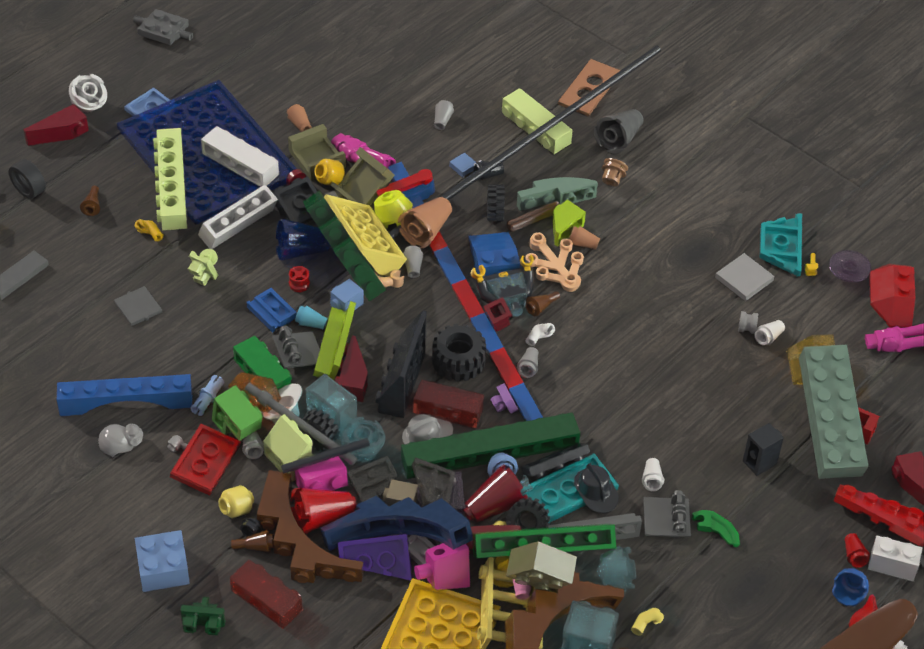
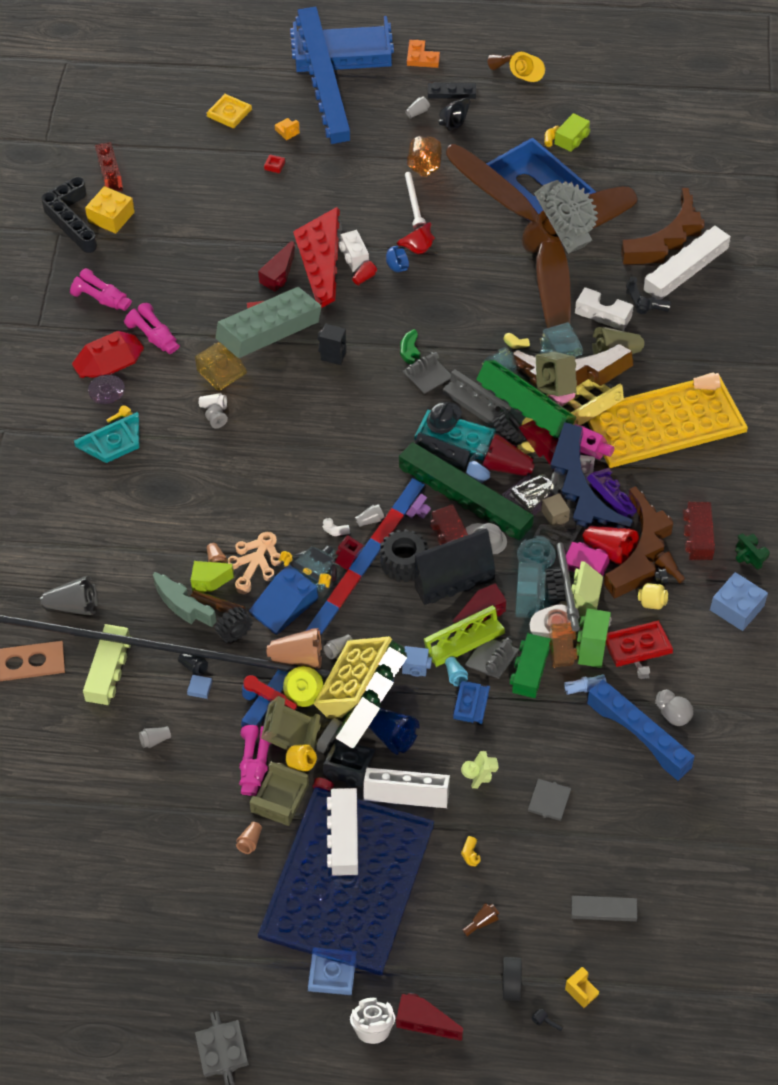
camera: 125 degrees left, 5 degrees up
(171, 179) = (447, 824): yellowish green brick -> none
(299, 279) = (425, 701): red wheel -> none
(325, 455) = (576, 555): black bar -> none
(536, 304) = (305, 543): reddish brown cone -> none
(613, 171) = (126, 576): medium nougat piece -> none
(652, 475) = (402, 396): white cone -> none
(744, 277) = (167, 445): light grey tile -> none

